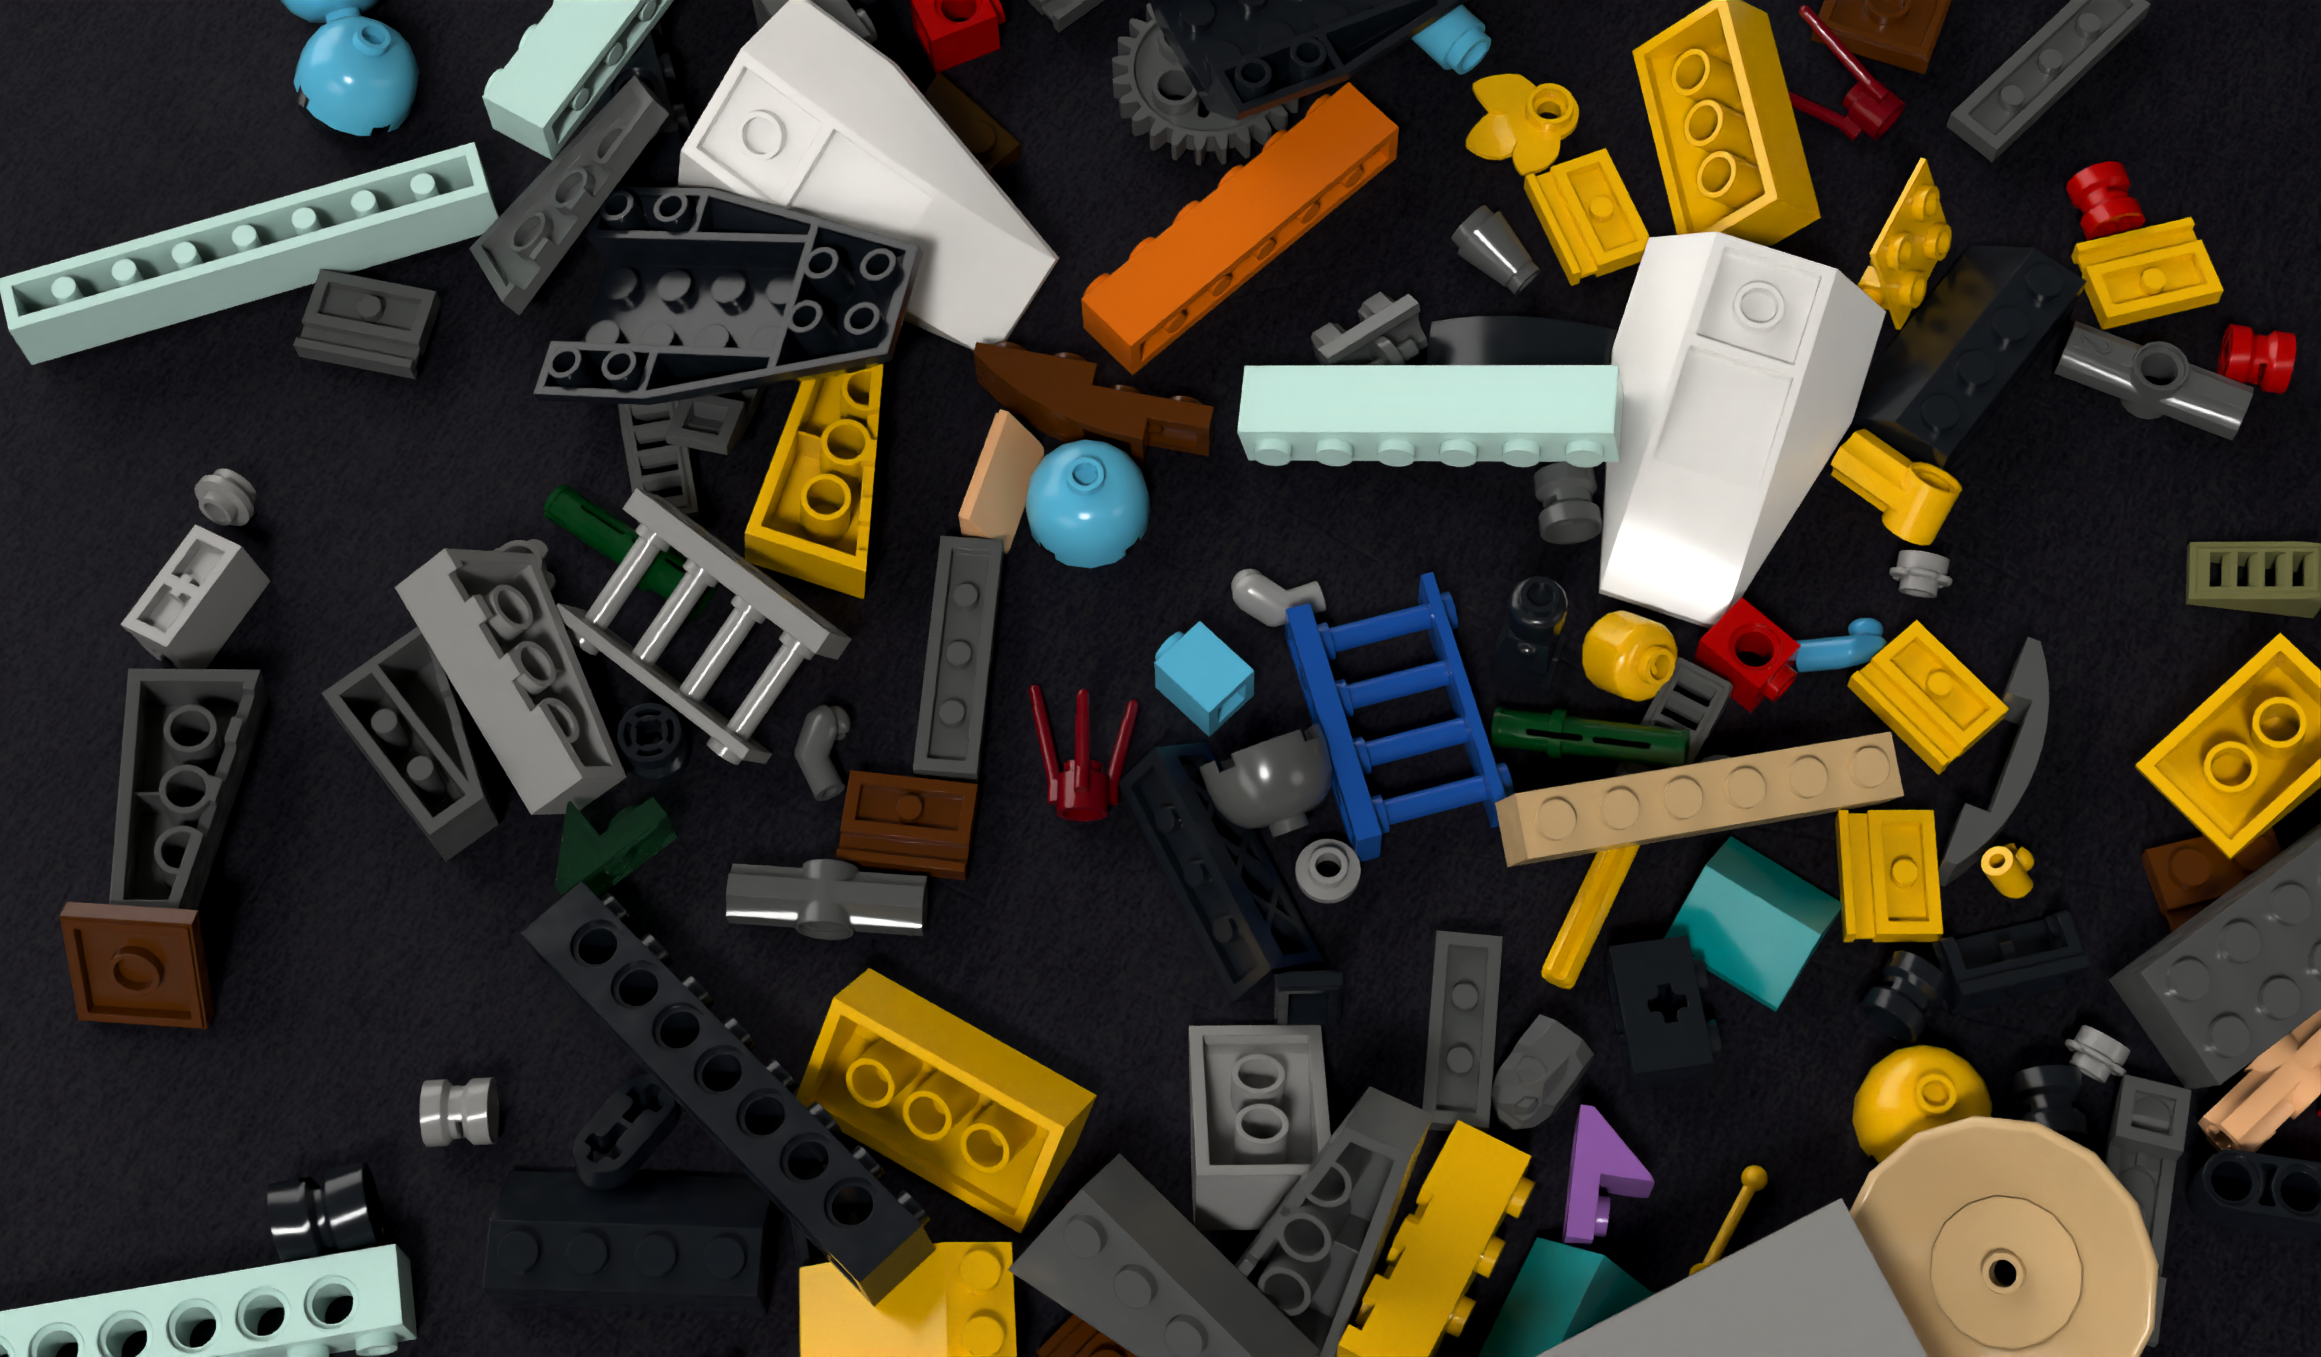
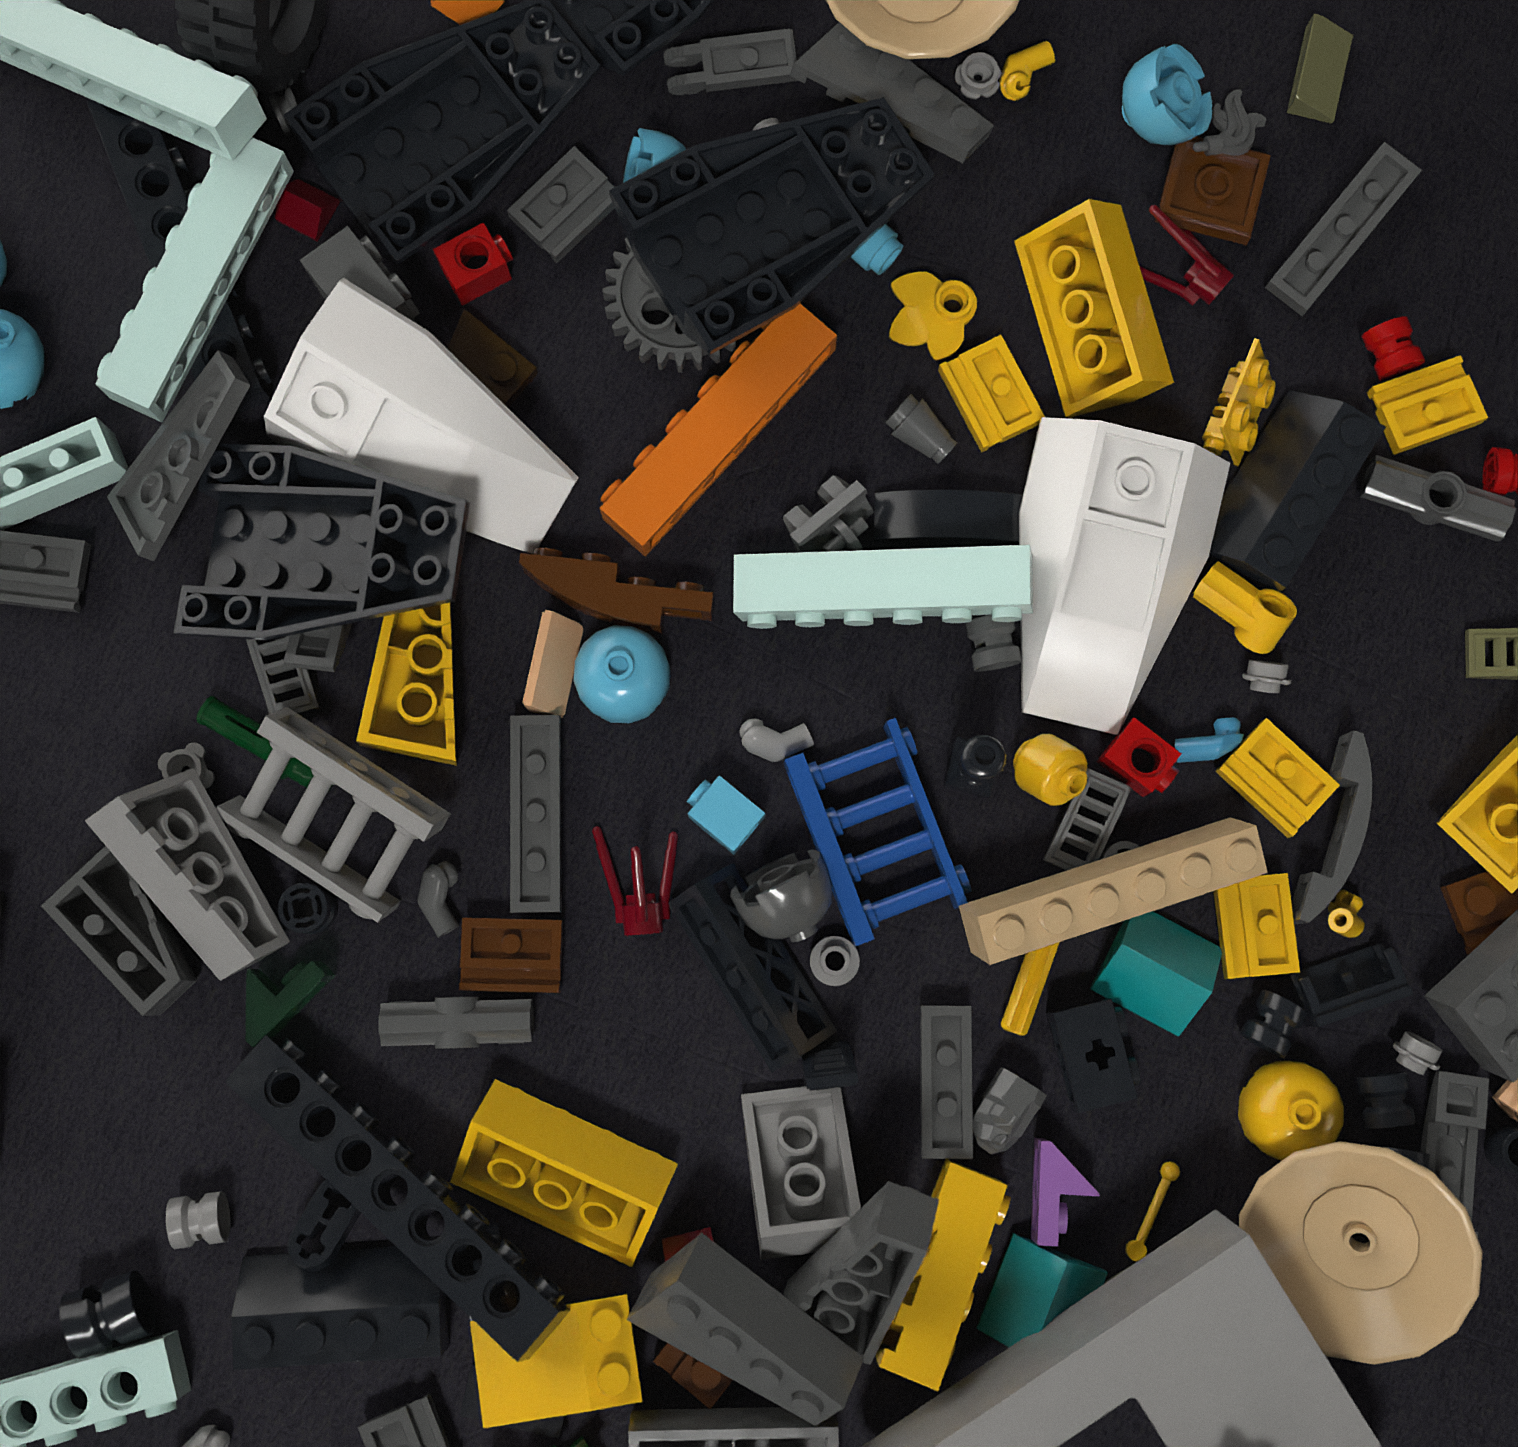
camera: 10 degrees left, 15 degrees up
(1514, 728) = (1025, 838): dark green pin -> none

